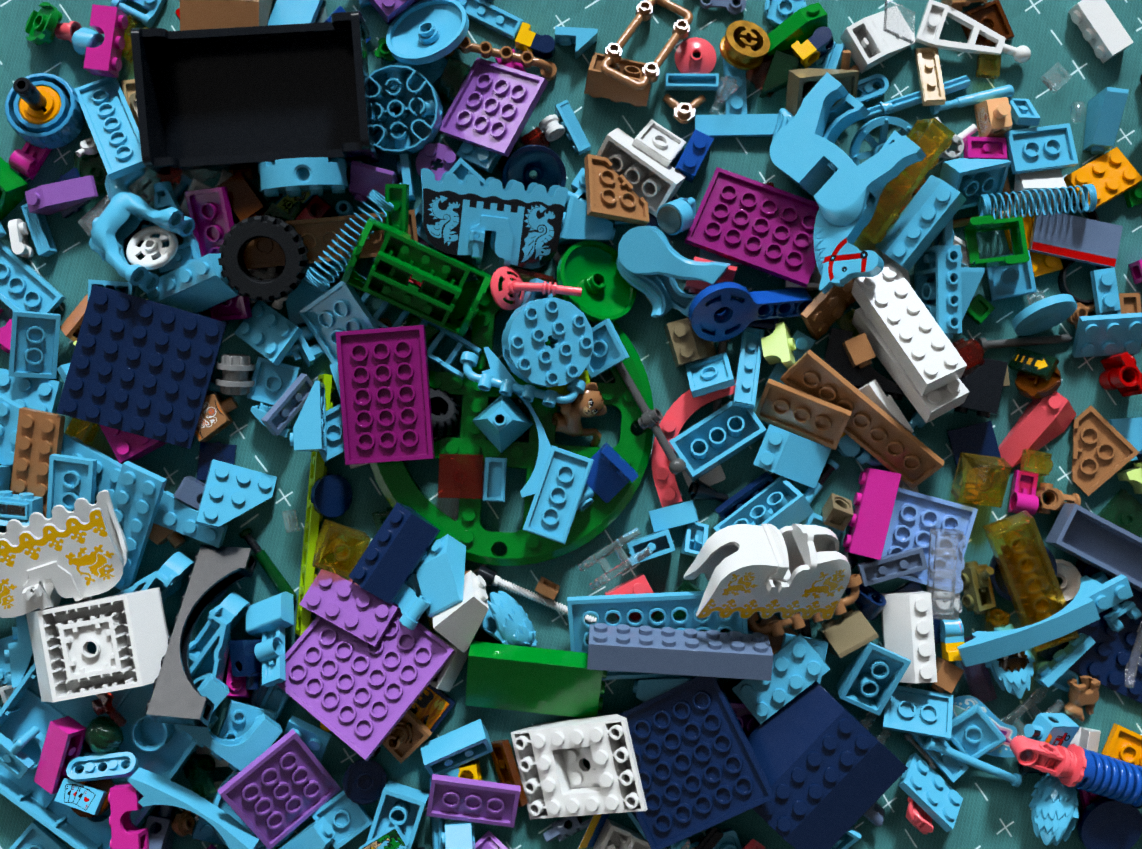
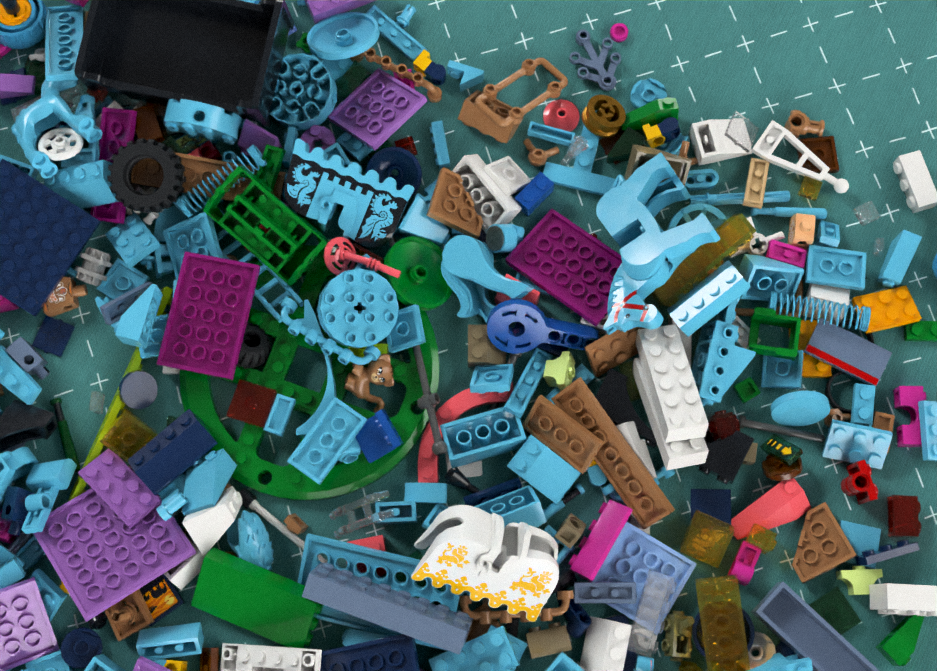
camera: 25 degrees right, 10 degrees down
(231, 493) = (55, 363): medium azure plate -> none
(504, 433) = (302, 368): medium azure slope -> none
(552, 128) = (422, 139): white wheel -> none
(859, 351) = (626, 393): medium nougat brick -> none
(1055, 498) = (772, 575): medium nougat connector -> none

